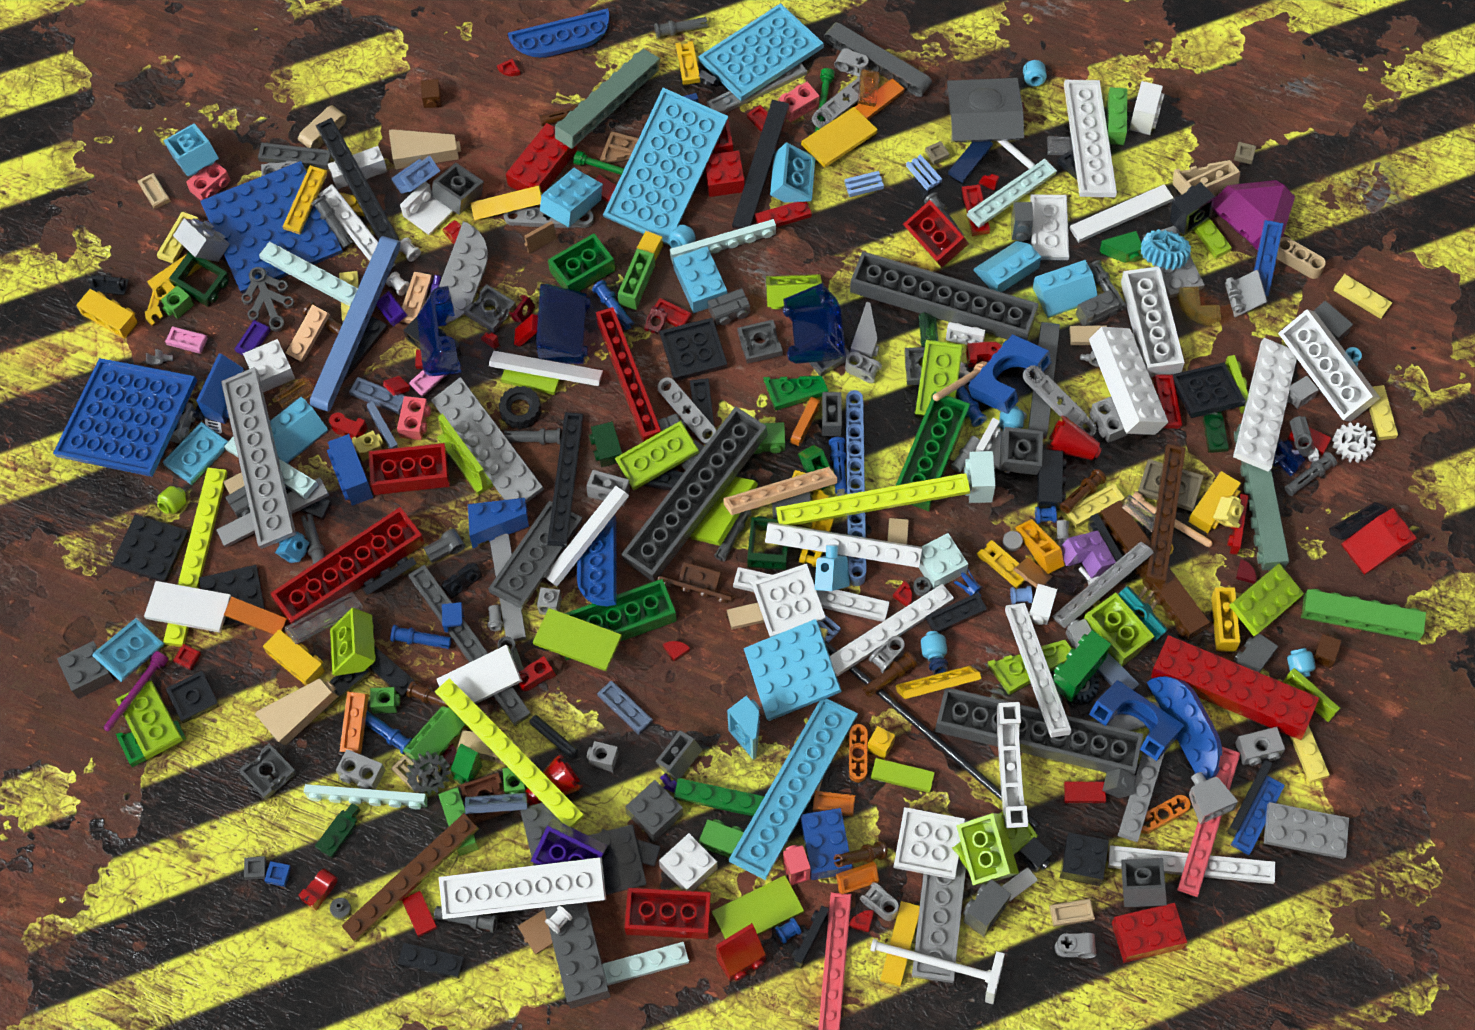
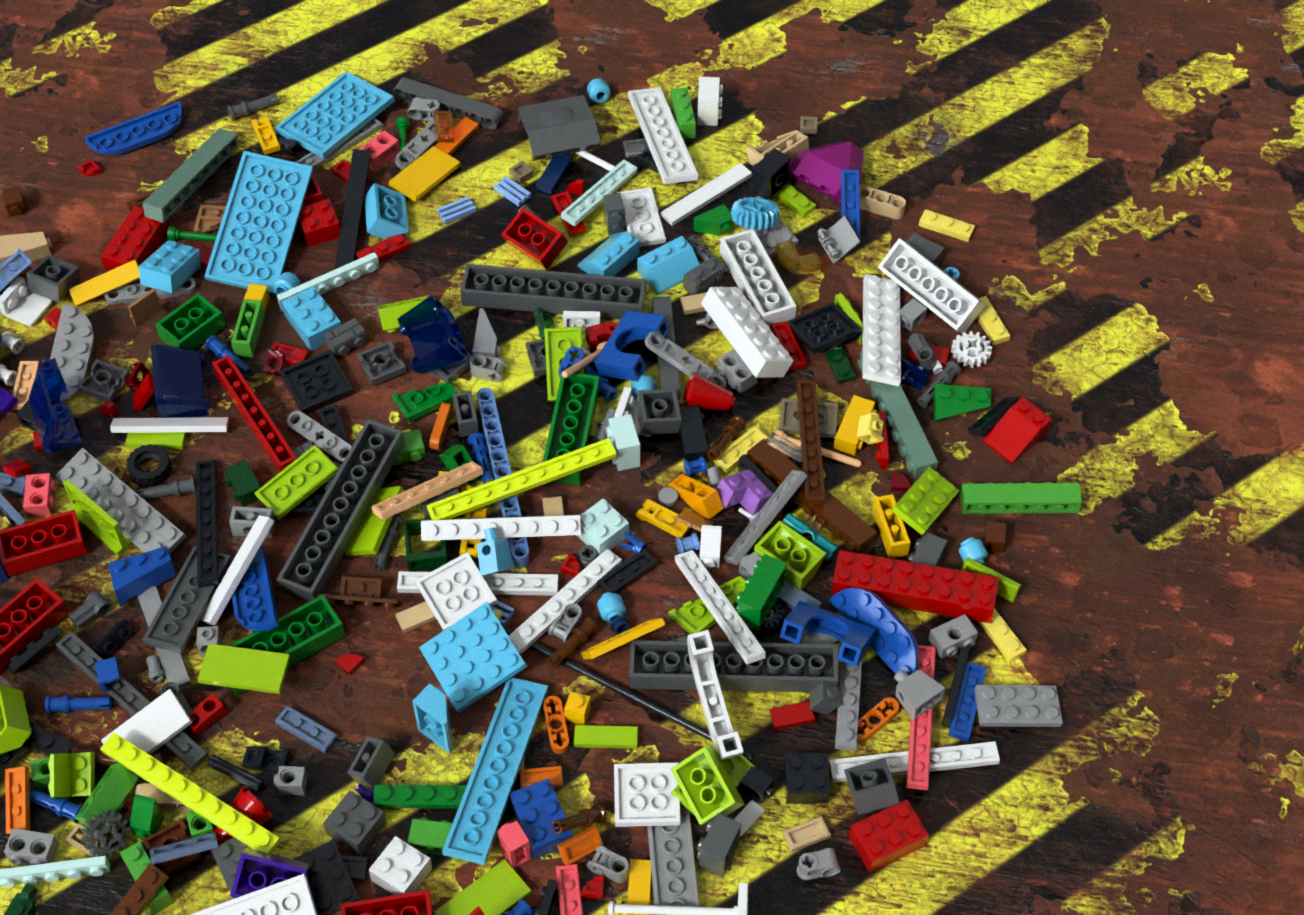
camera: 15 degrees left, 10 degrees down
(406, 709) = (71, 774): none -> lime bracket
(423, 383) = (45, 460): bright pink plate -> none
(583, 730) = (265, 760): none -> black slope
(941, 378) = (567, 359): none -> blue beam
(1323, 495) = (958, 400): none -> green wing

